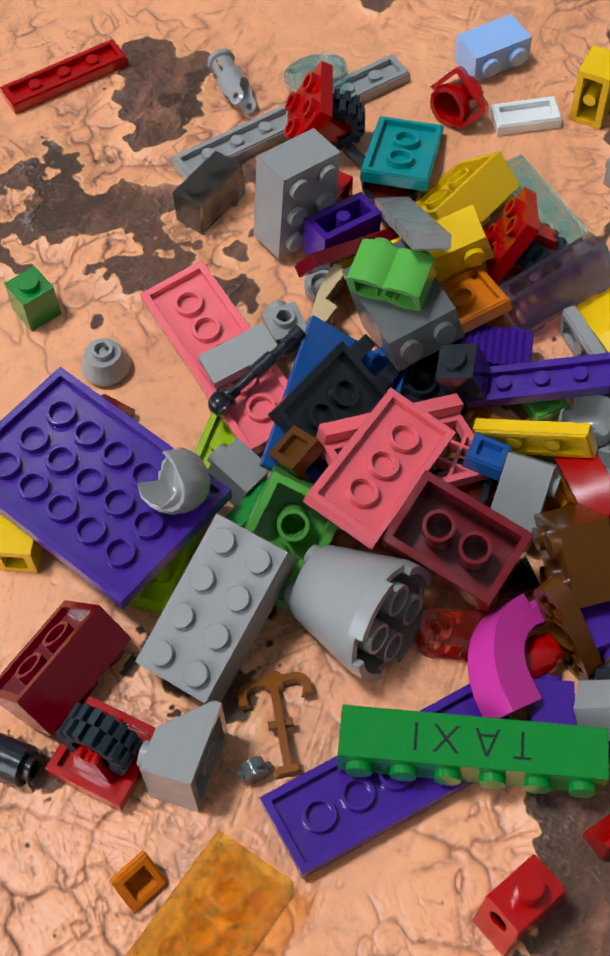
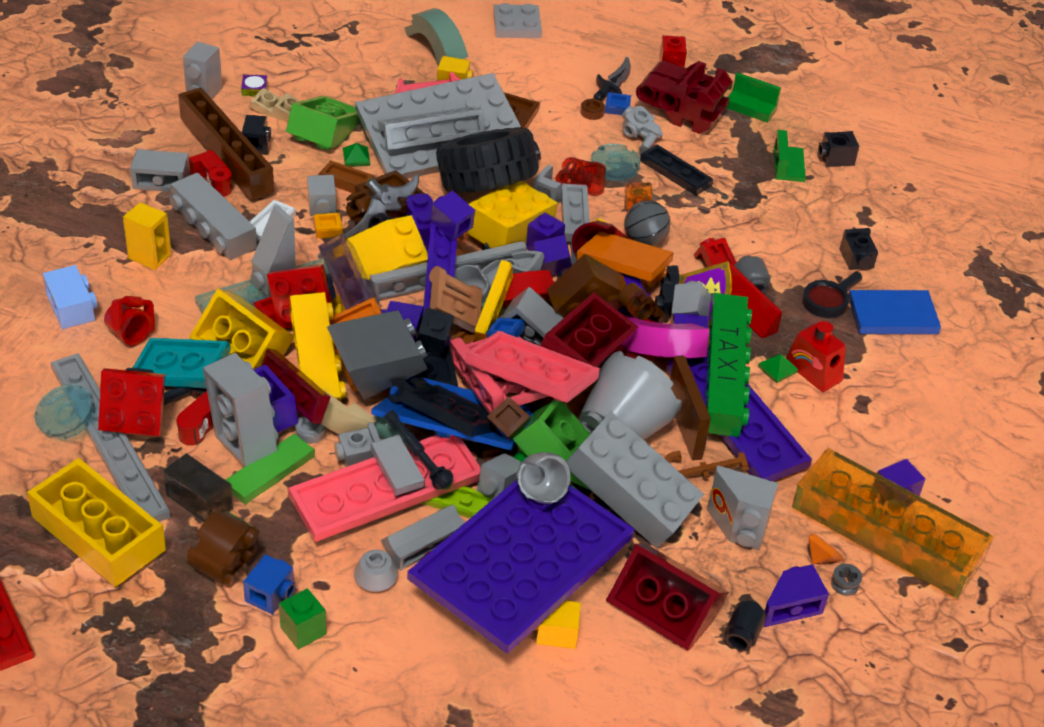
camera: 95 degrees left, 15 degrees down
(52, 827) = (796, 596): none -> dark purple slope
(78, 900) = (853, 576): none -> dark grey bush
(83, 268) = (269, 584): none -> blue brick
(100, 752) = (737, 561): plate -> none
(120, 217) = (223, 547): none -> reddish brown brick
(155, 403) = (415, 540): none -> light grey piece
(156, 117) = (97, 521): none -> yellow brick
(232, 80) = (36, 474): light grey piece -> none
(255, 256) = (266, 472): none -> bright green tile
(387, 686) = (693, 417): none -> reddish brown tile
(392, 274) = (370, 332): bright green brick -> none
(413, 224) = (312, 324): light grey tile -> none
(511, 848) = (778, 367): none -> green slope
(520, 390) = (462, 303): none -> nougat plate
(525, 116) = (149, 286): white tile -> none
(569, 199) = (274, 249): none -> light grey slope

